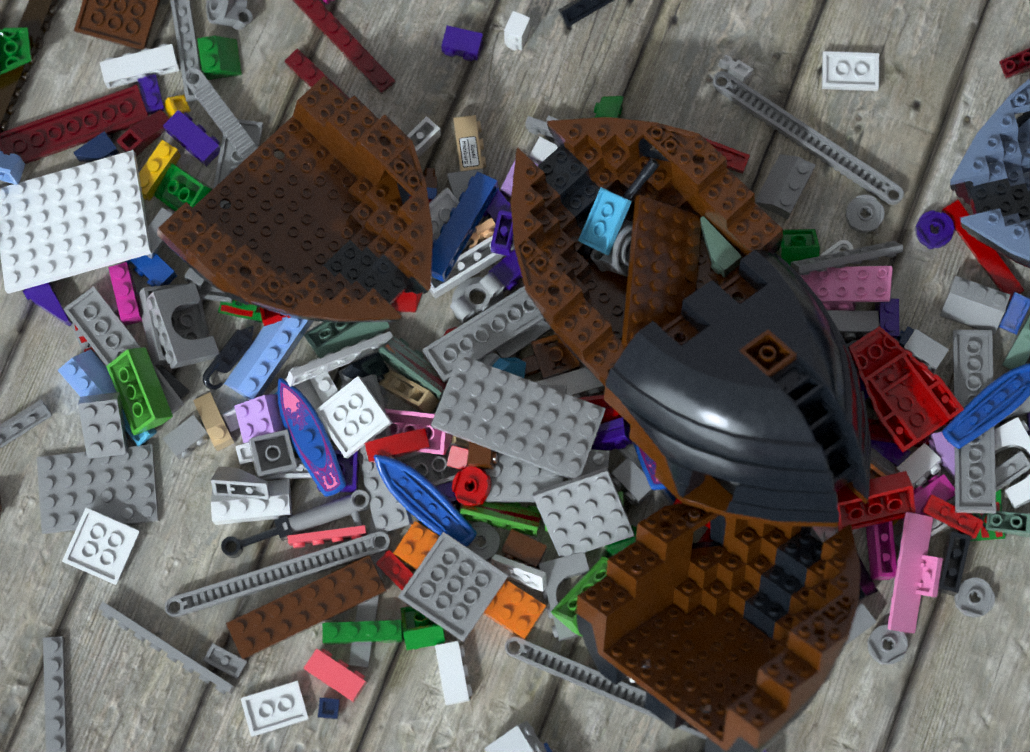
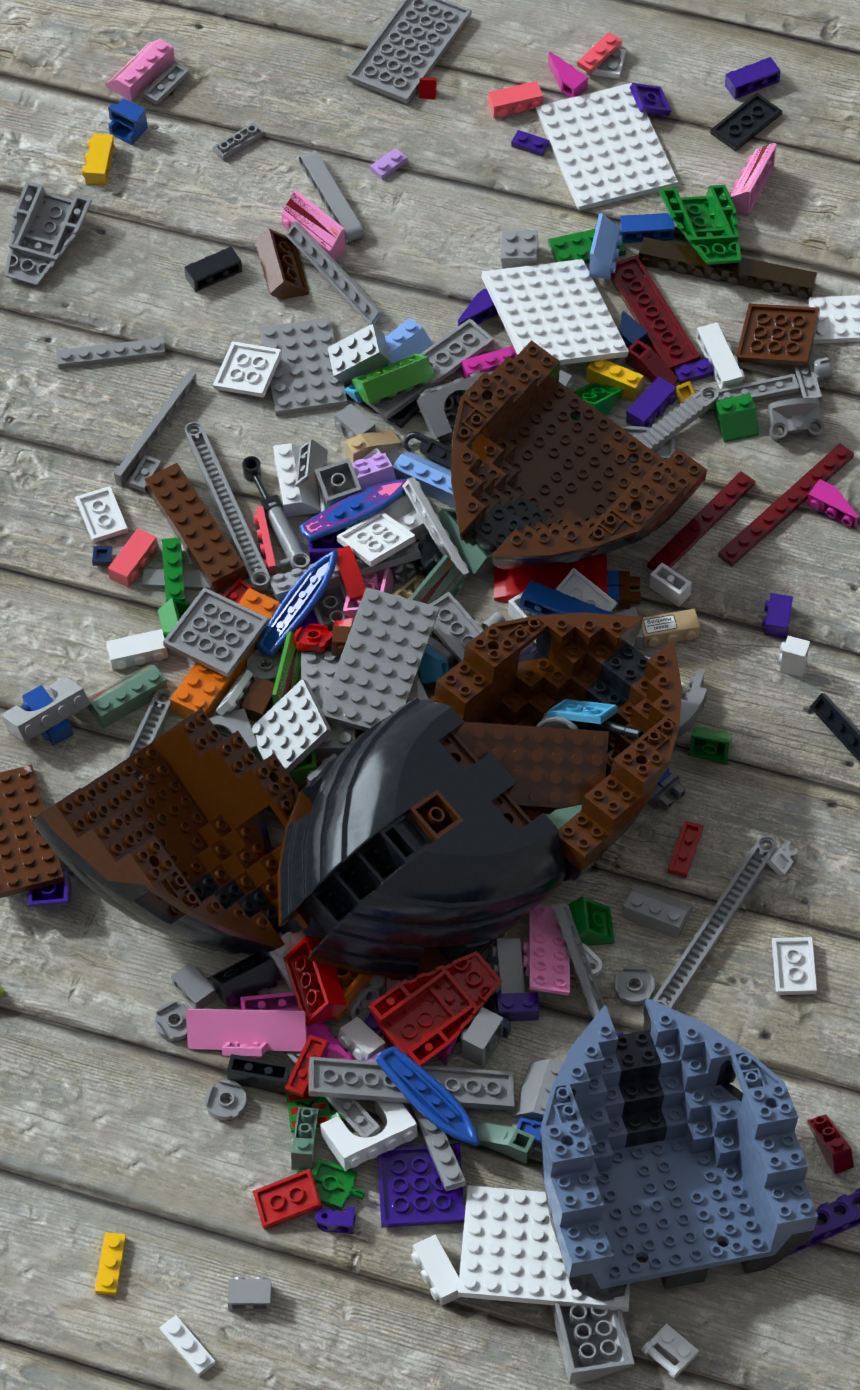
camera: 85 degrees right, 20 degrees down
(503, 686) = (126, 695): none -> sand green slope

